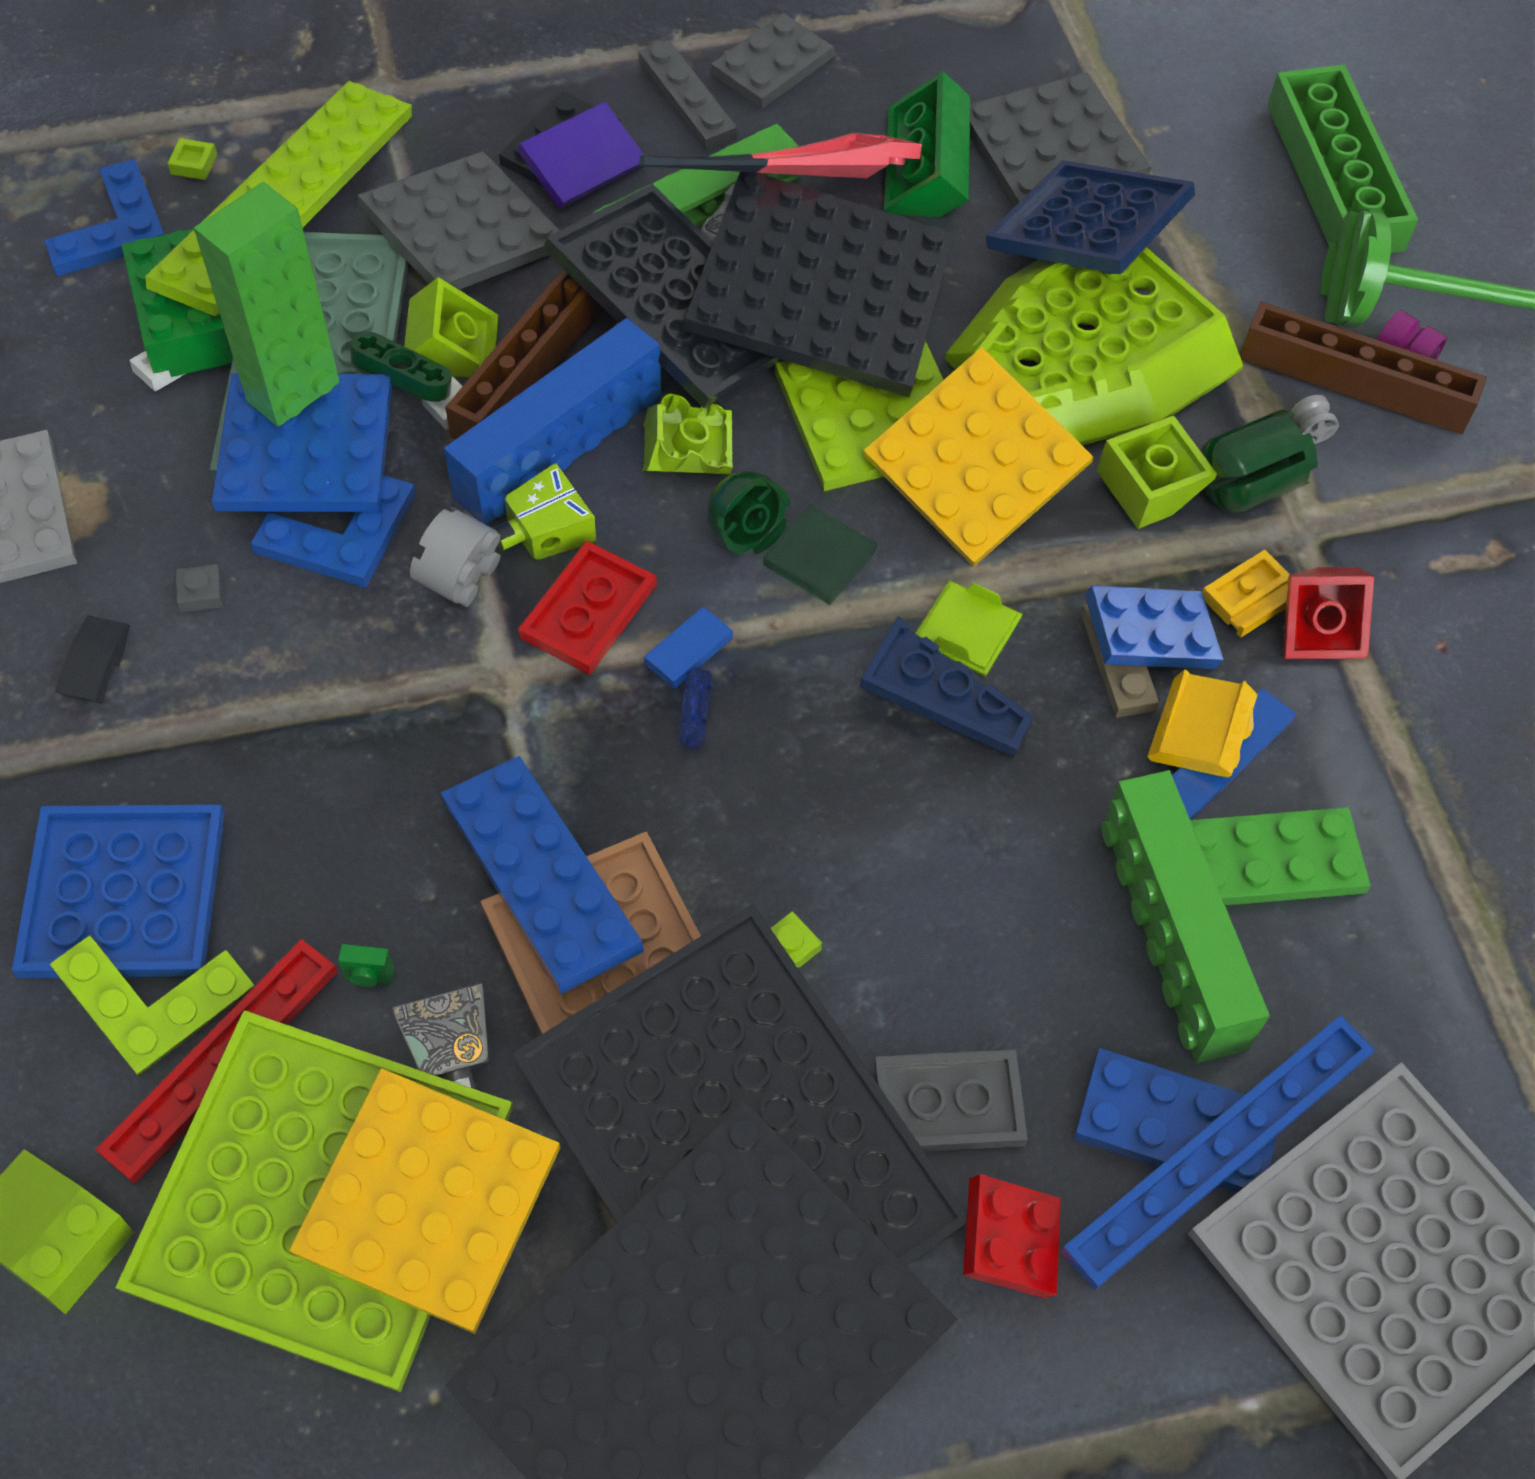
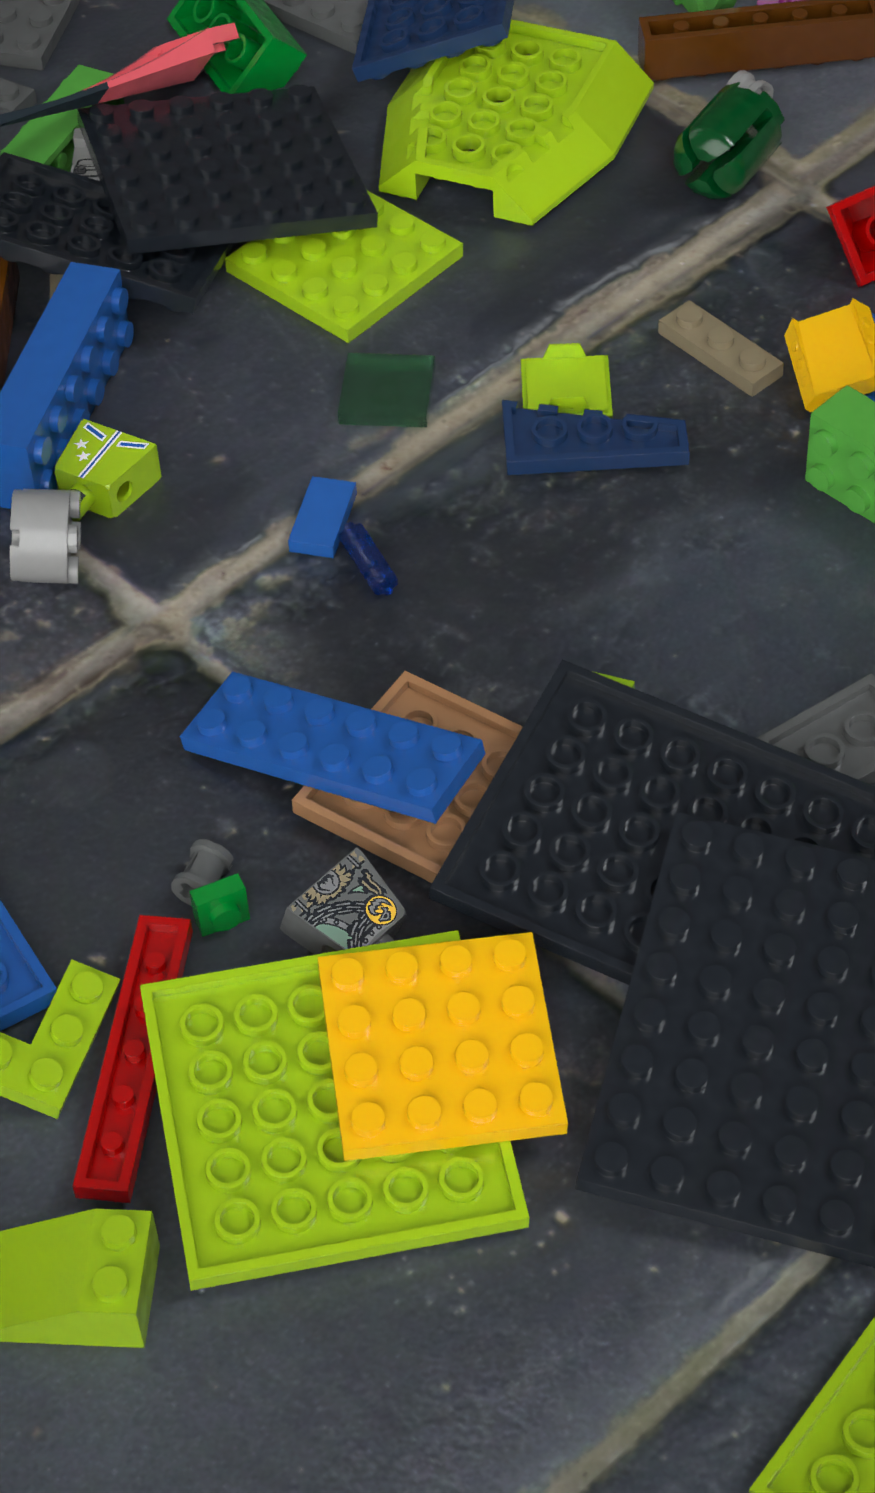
camera: 25 degrees left, 10 degrees down
(374, 925) = (206, 866): none -> dark grey bush
(587, 607) = (201, 527): red plate -> none
(687, 437) = (186, 353): lime slope -> none
(747, 512) = (297, 379): dark green cylinder -> none
(978, 456) = (478, 242): yellow plate -> none
(1153, 627) = (734, 306): plate -> none
(1154, 470) = (643, 188): lime slope -> none
(1249, 593) = (796, 247): yellow plate -> none

